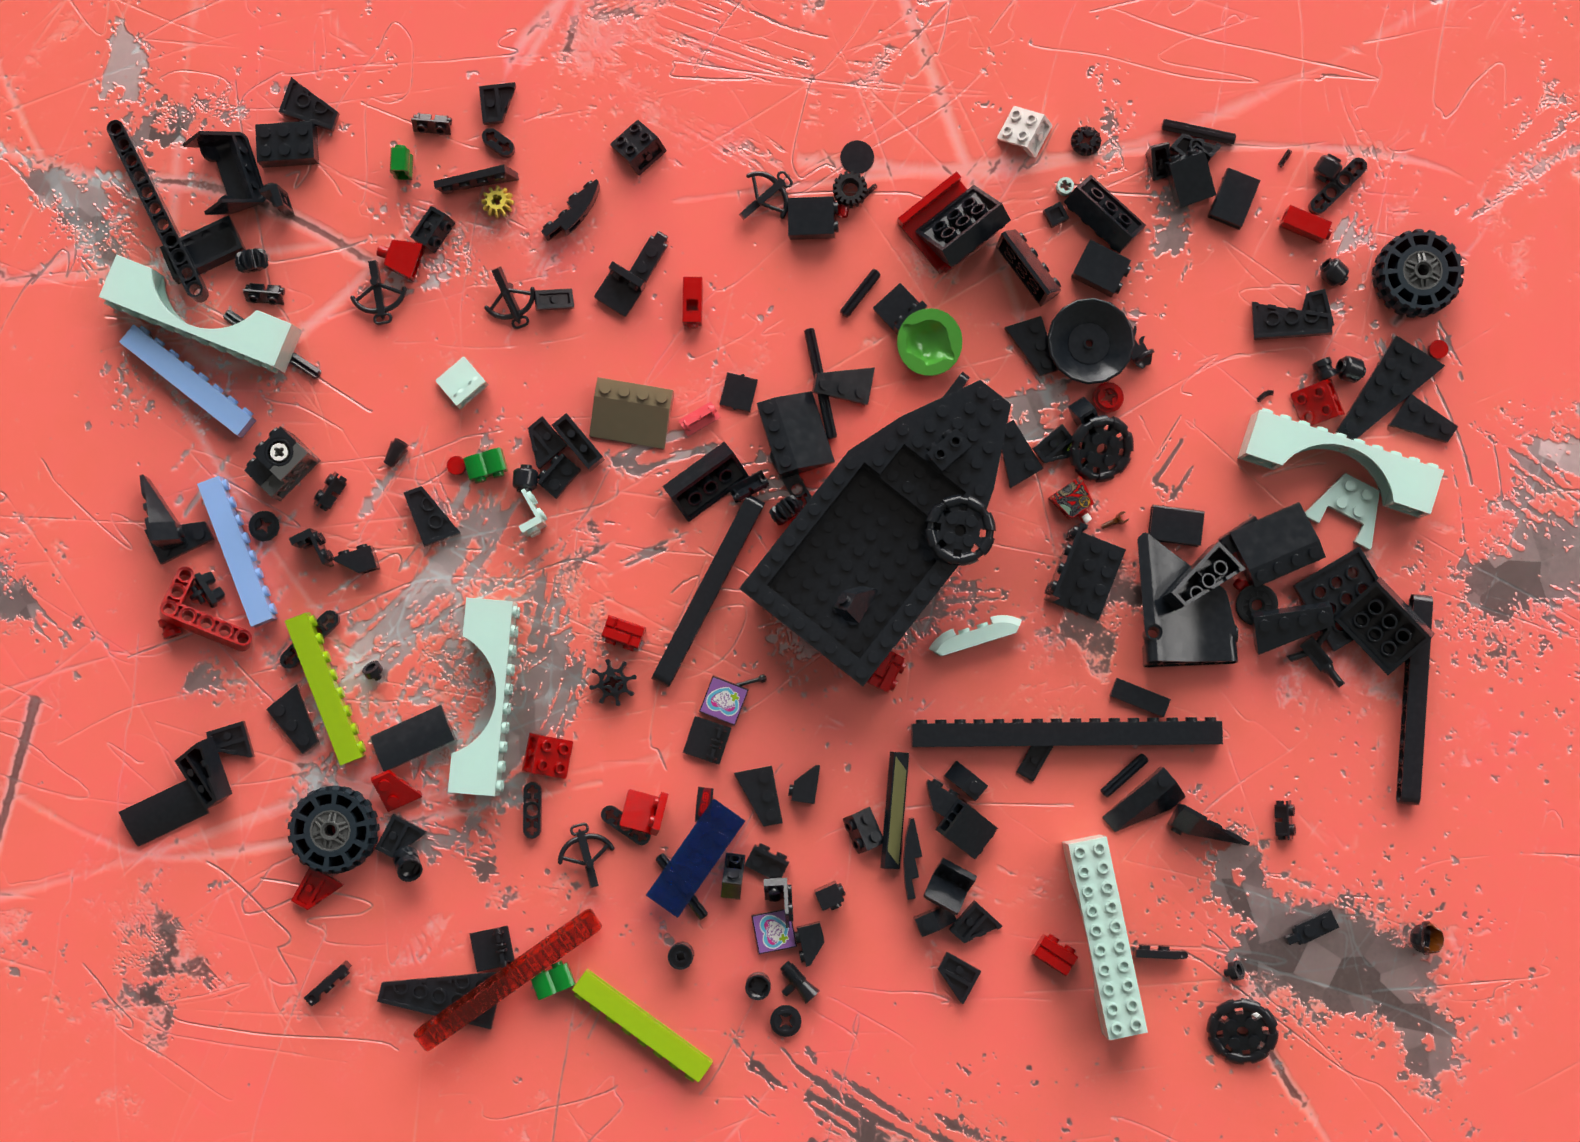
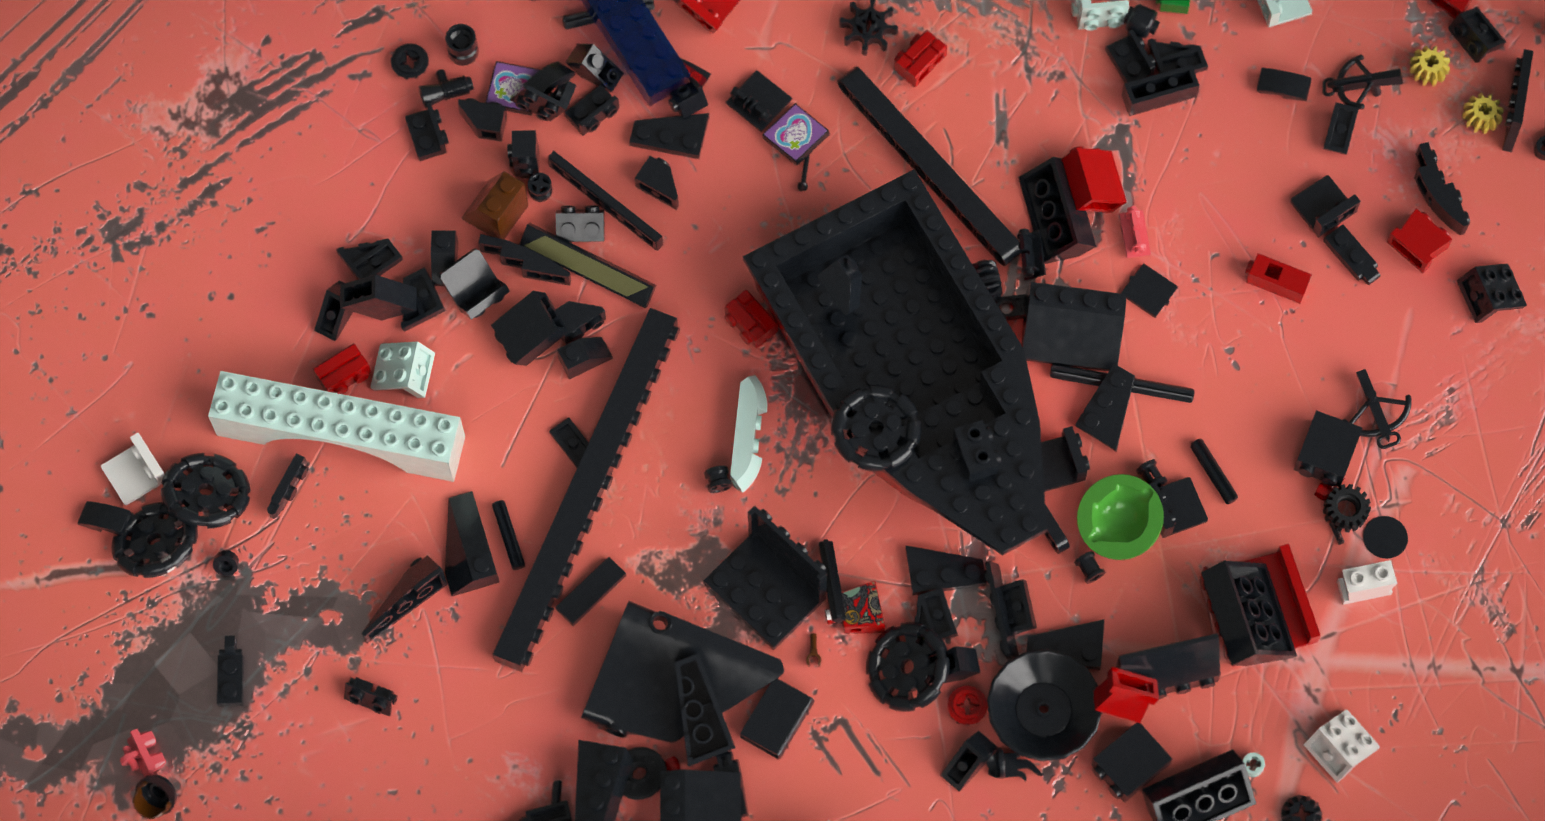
camera: 115 degrees right, 15 degrees down
(468, 249) = (1429, 57): none -> light yellow gear
(533, 354) = (1284, 83): none -> black slope
(619, 211) = (1420, 240): none -> red hips
(631, 413) = (1173, 162): dark tan slope -> none
(673, 462) = (1094, 180): none -> red brick
(731, 793) = (688, 98): none -> black brick
(758, 906) = (550, 77): none -> black slope
(838, 819) = (605, 201): none -> black tile
(839, 980) = (426, 133): none -> black bracket
(848, 876) = (536, 183): none -> black wheel
(879, 900) = (498, 206): none -> reddish brown slope
(888, 330) = (1150, 466): none -> black bush
(899, 400) = (1063, 460): none -> black bracket
(902, 154) = (1367, 582): none -> white hips
(971, 351) = (1089, 567): none -> black bush
(995, 951) = (378, 297): none -> black brick
(1008, 981) = (332, 317): none -> black slope
(1019, 642) = (718, 479): none -> black wheel
(1028, 392) = (1012, 608): none -> black bracket
(1033, 910) = (403, 367): none -> light aqua bracket
(1055, 214) = (1221, 739): black tile -> none
(1063, 526) = (833, 590): none -> black axle
(1065, 284) = (1125, 694): none -> red hips
(1148, 379) = (968, 760): none -> black slope
(1180, 1016) = (210, 479): none -> black plate
(1196, 1072) = (133, 471): none -> white bracket
(1242, 1076) = (104, 517): none -> black slope
(1403, 955) = (138, 756): none -> coral hips

